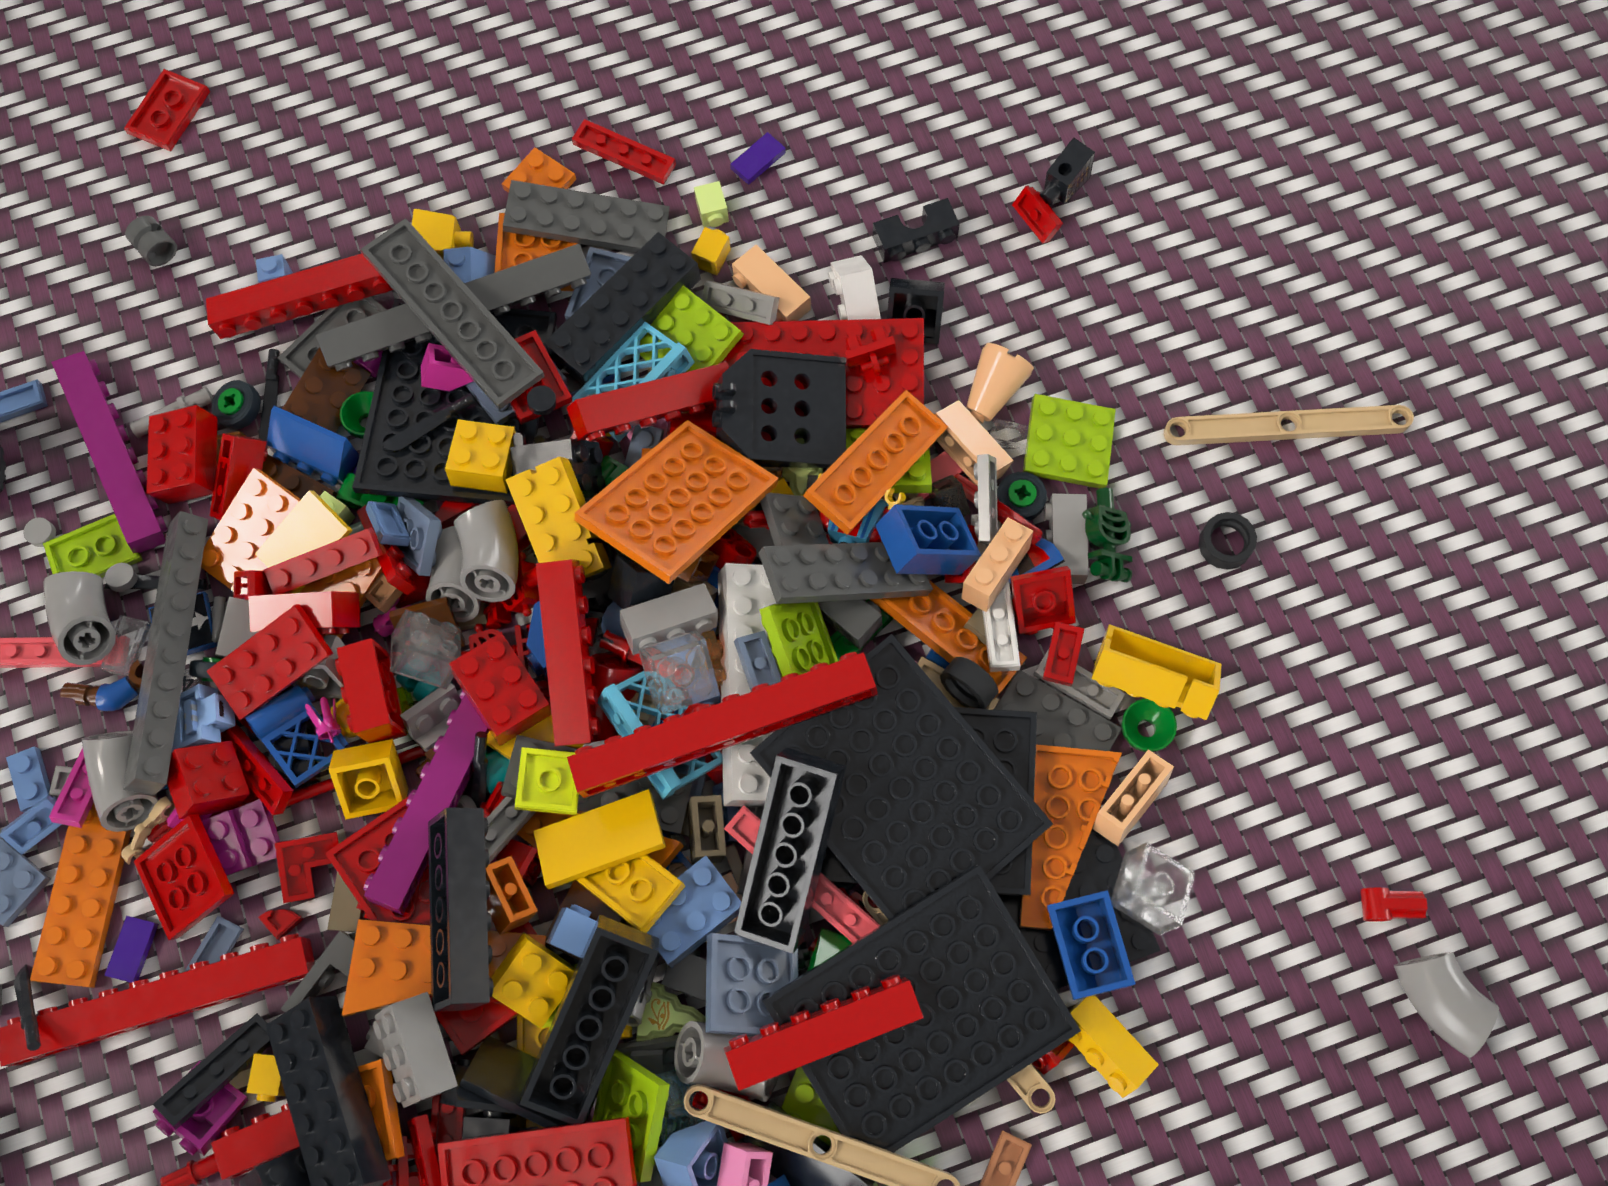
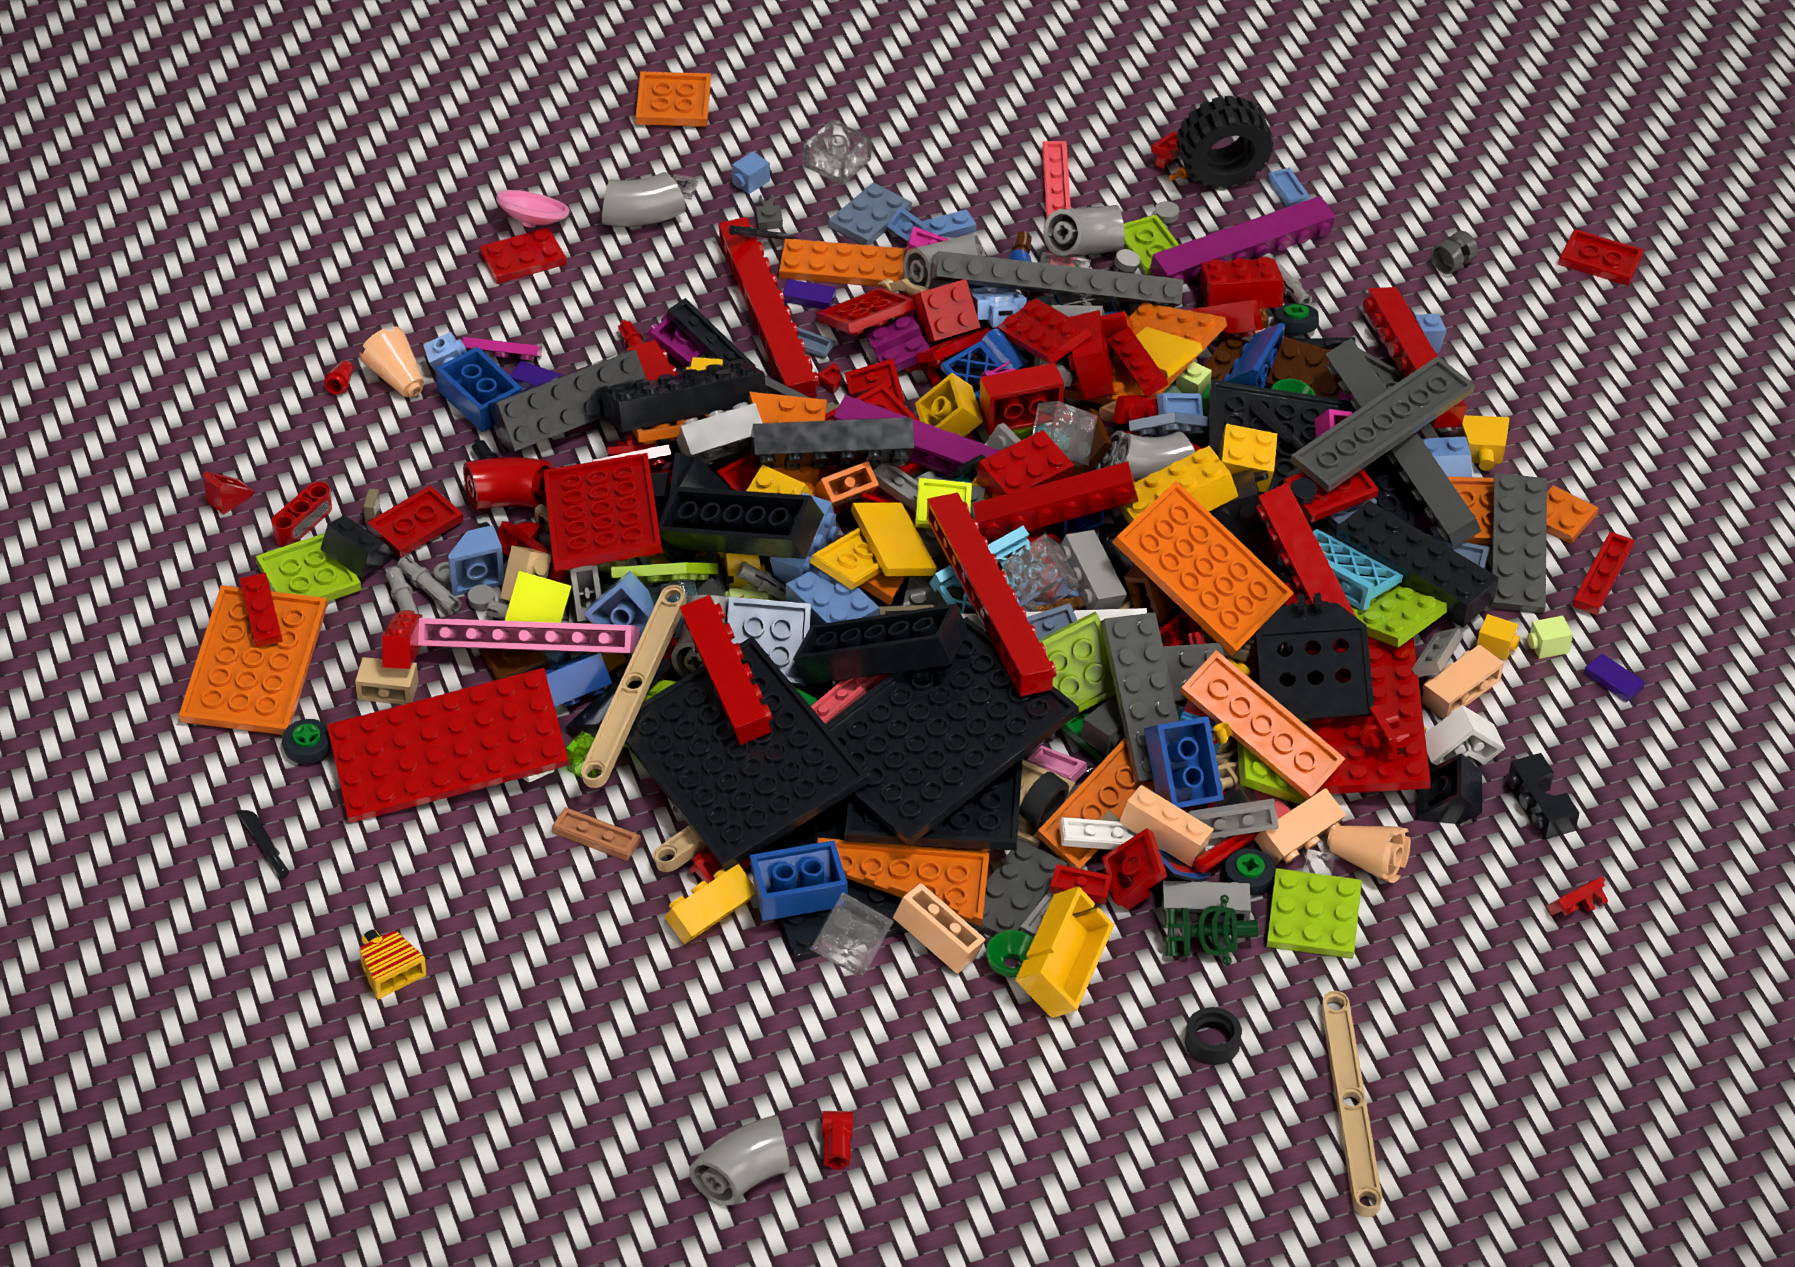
camera: 85 degrees right, 25 degrees down
(1068, 172) = (1626, 916): black torso -> none

